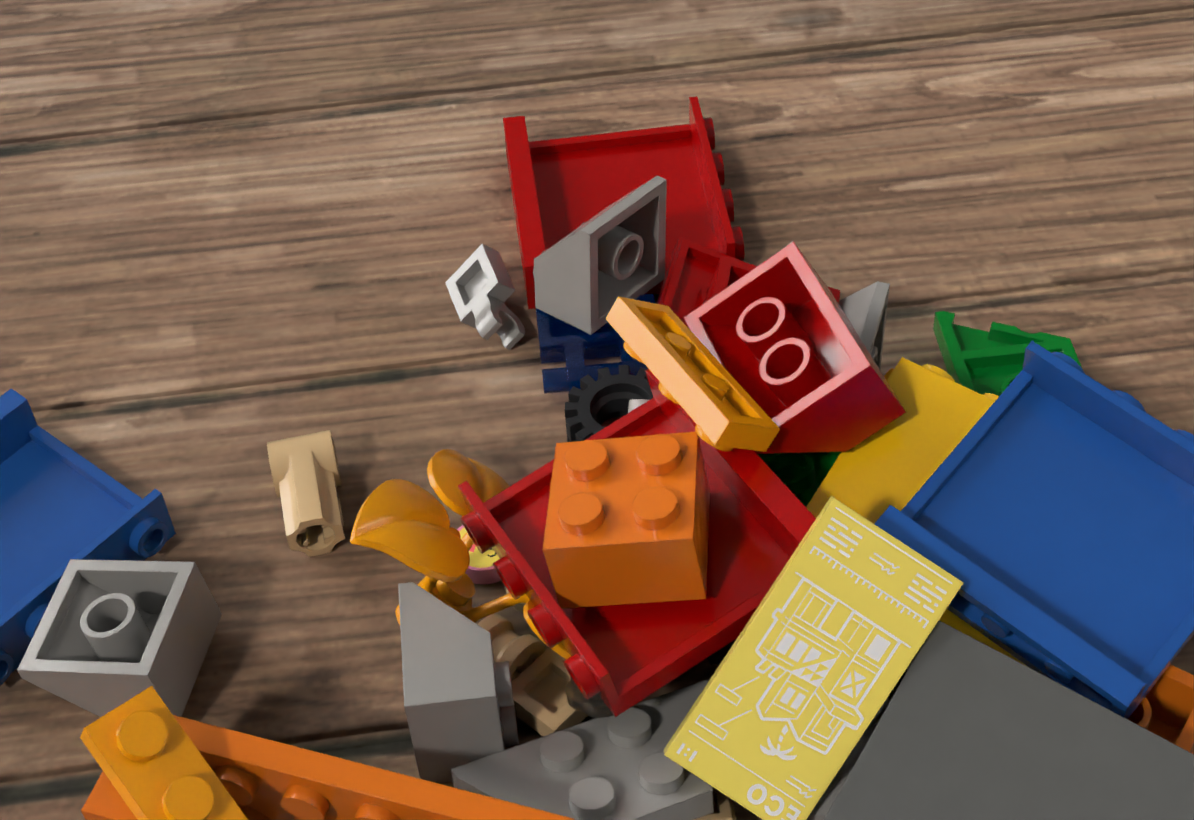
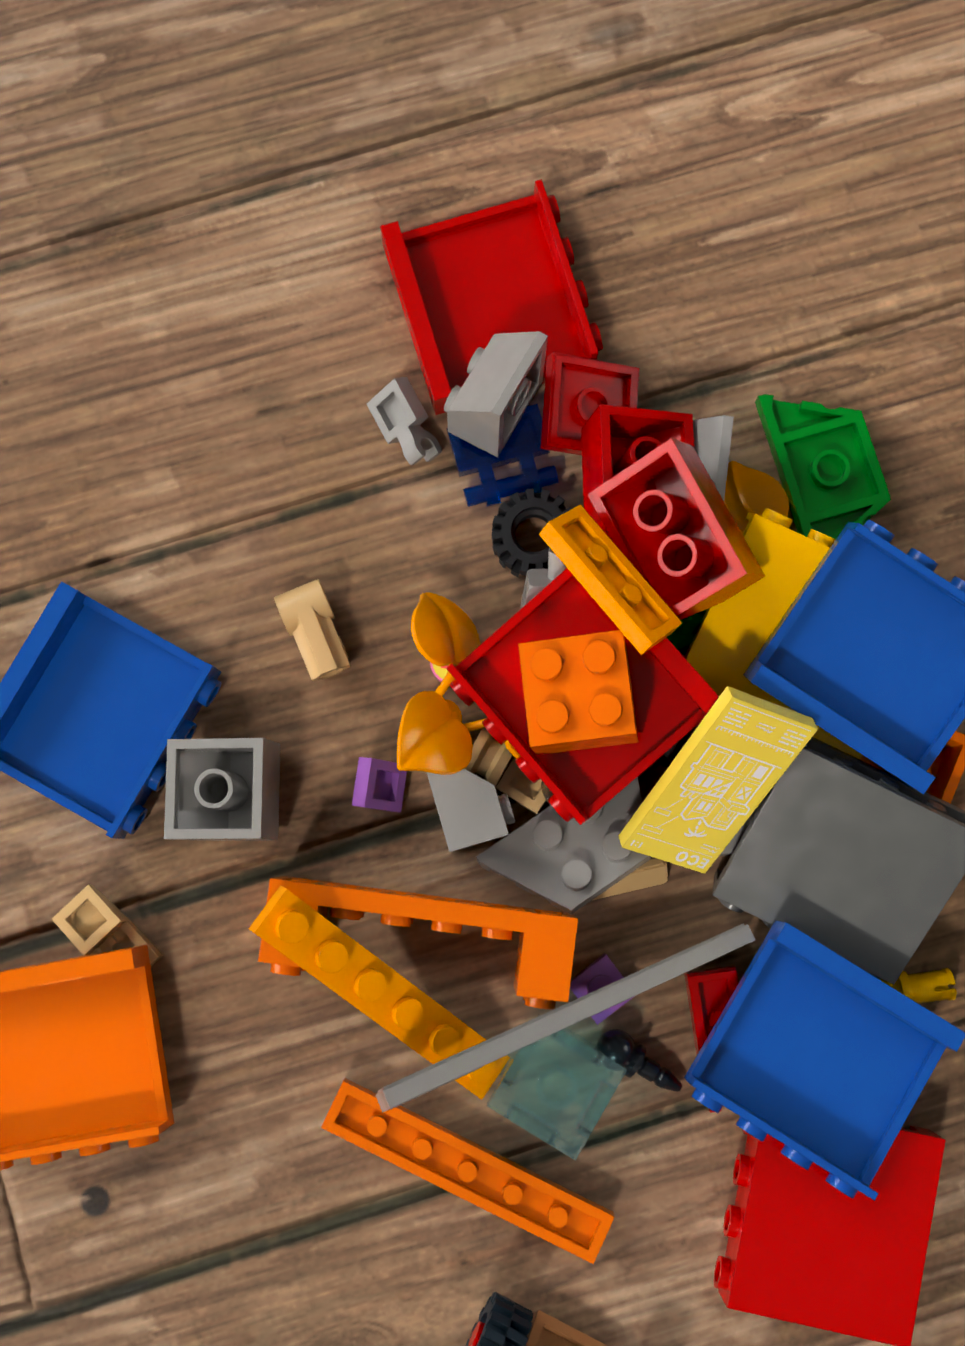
camera: 15 degrees left, 35 degrees up
(340, 671) = (379, 785): none -> medium lavender plate

